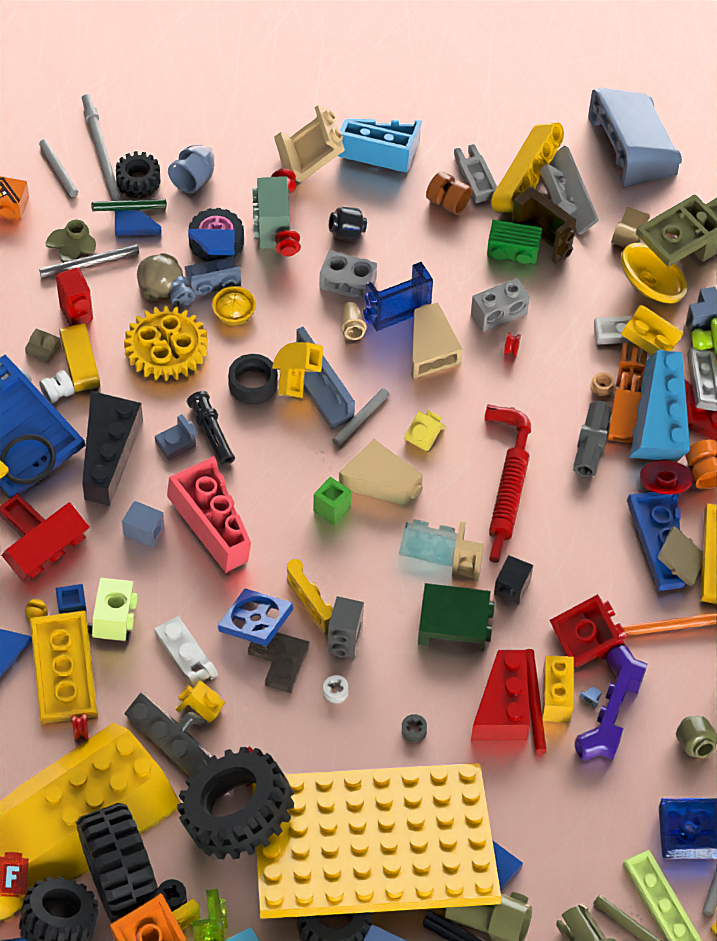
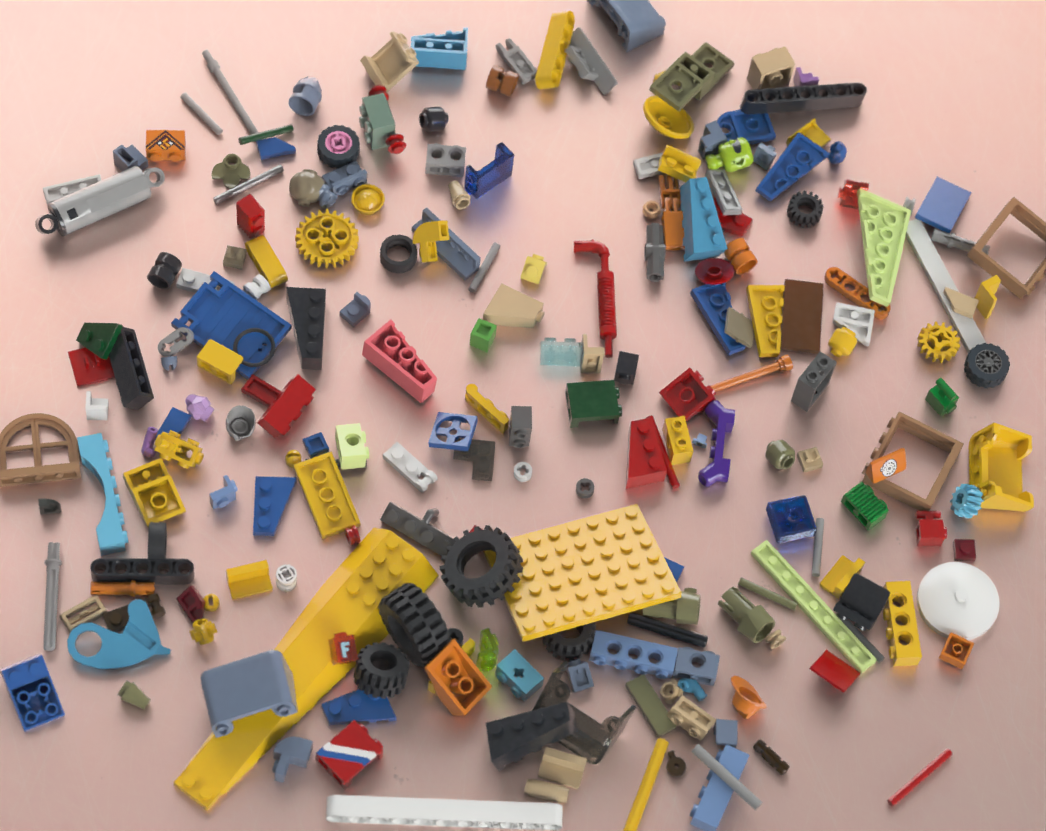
camera: 20 degrees left, 5 degrees up
(138, 185) = (264, 99): black tyre -> none
(143, 523) = (351, 379): sand blue panel -> none
(202, 700) = (432, 498): yellow bracket -> none
(207, 418) = (372, 291): black pin -> none
(214, 240) = (341, 152): blue tile -> none
(433, 341) = (521, 199): tan slope -> none
(500, 305) = (562, 162): light grey brick -> none
(512, 344) = (579, 191): red bush -> none
(514, 242) = (559, 111): green brick -> none
(557, 225) = (581, 91): dark brown panel -> none
(626, 229) = (641, 84): tan panel -> none

